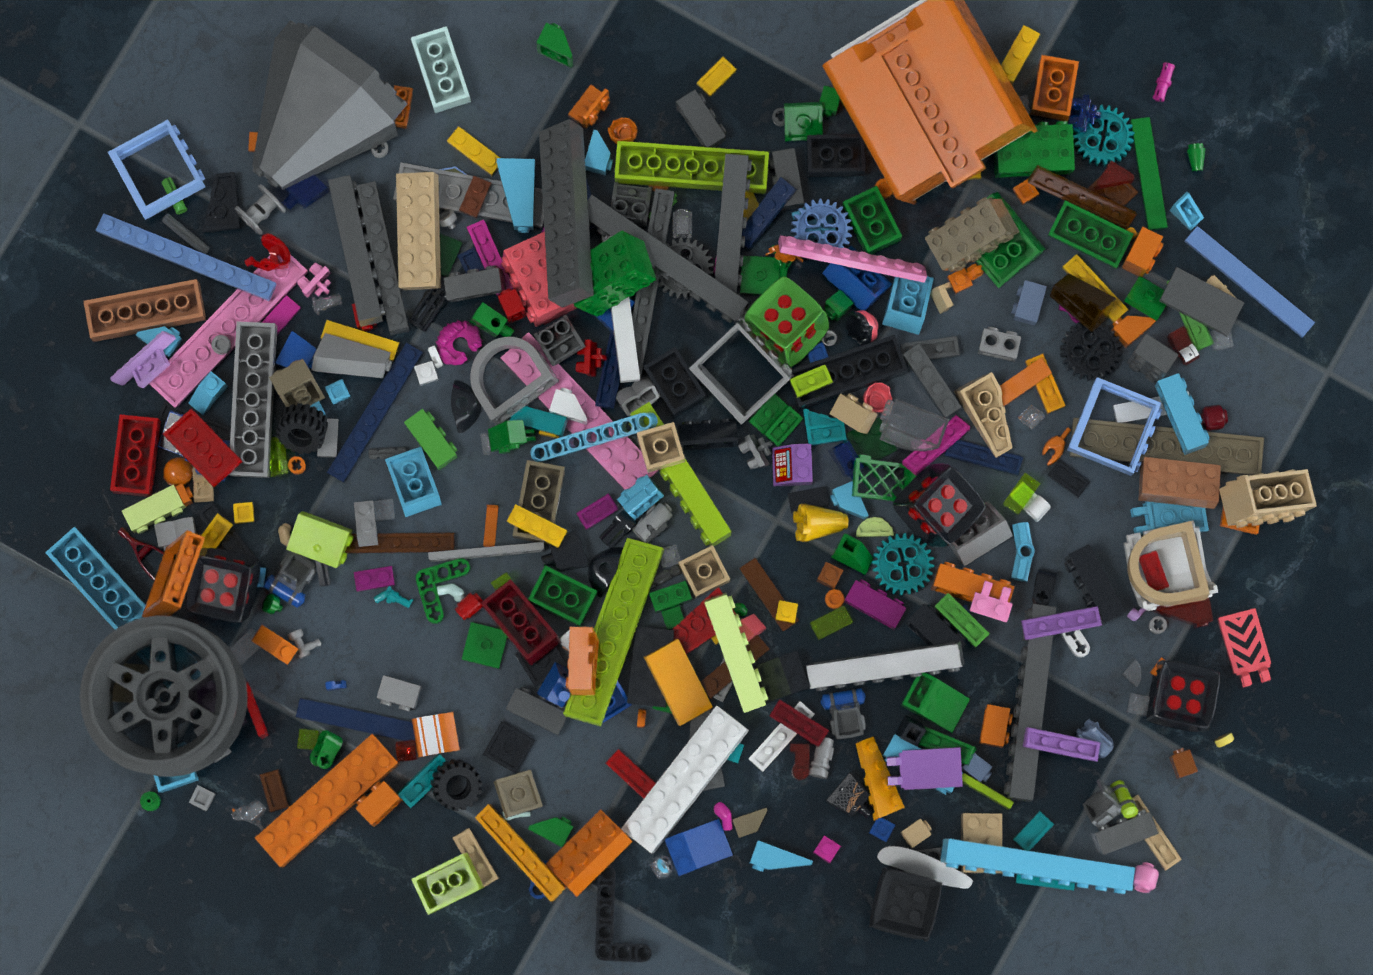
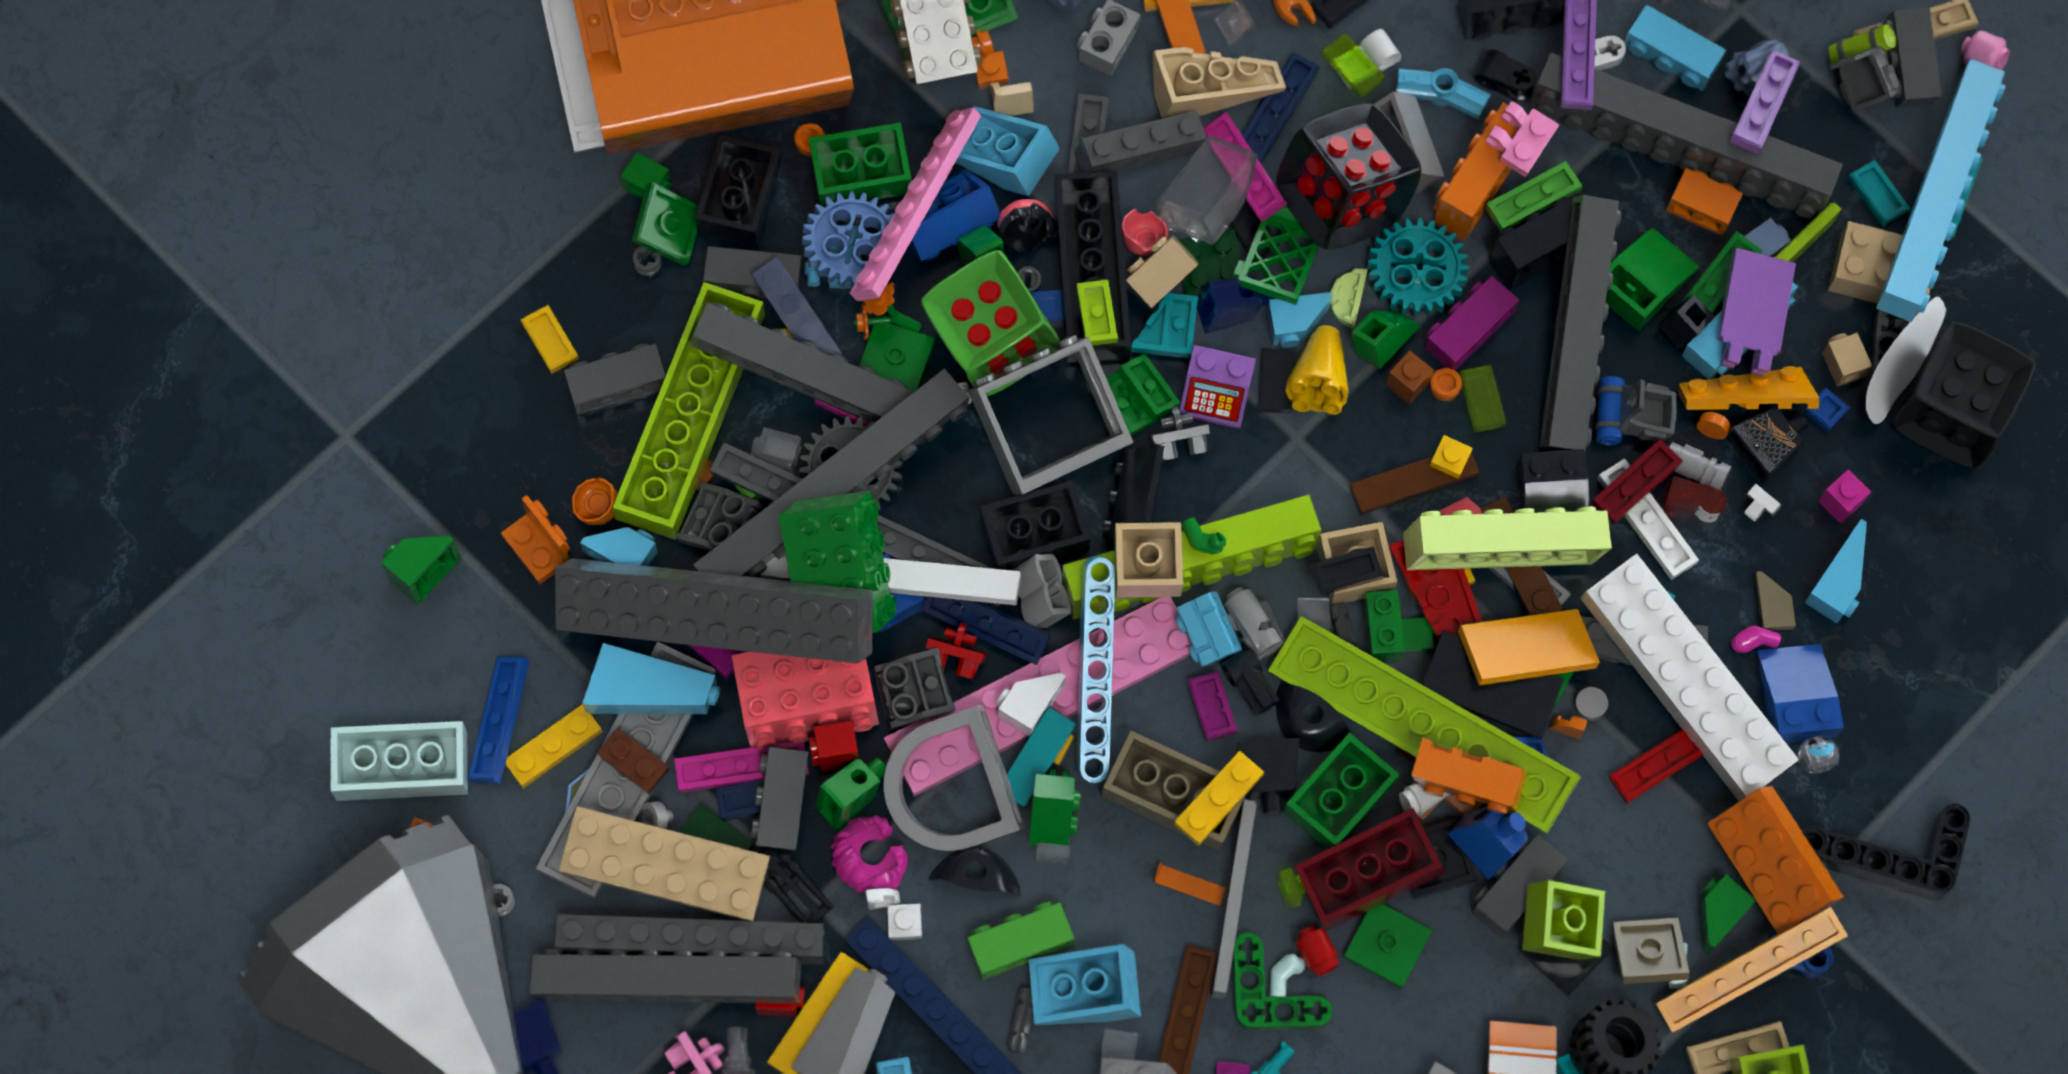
camera: 75 degrees left, 10 degrees down
(481, 116) = (498, 720): none -> blue tile
(518, 738) = (1564, 920): none -> lime brick
(659, 729) = (1591, 703): none -> light grey tile
(683, 477) = (1201, 541): none -> green arm
(693, 565) = (1347, 570): none -> black tile
(810, 801) = (1761, 502): none -> white tile
(851, 762) = (1713, 425): none -> orange tile
(1091, 685) = (1674, 48): none -> medium azure brick

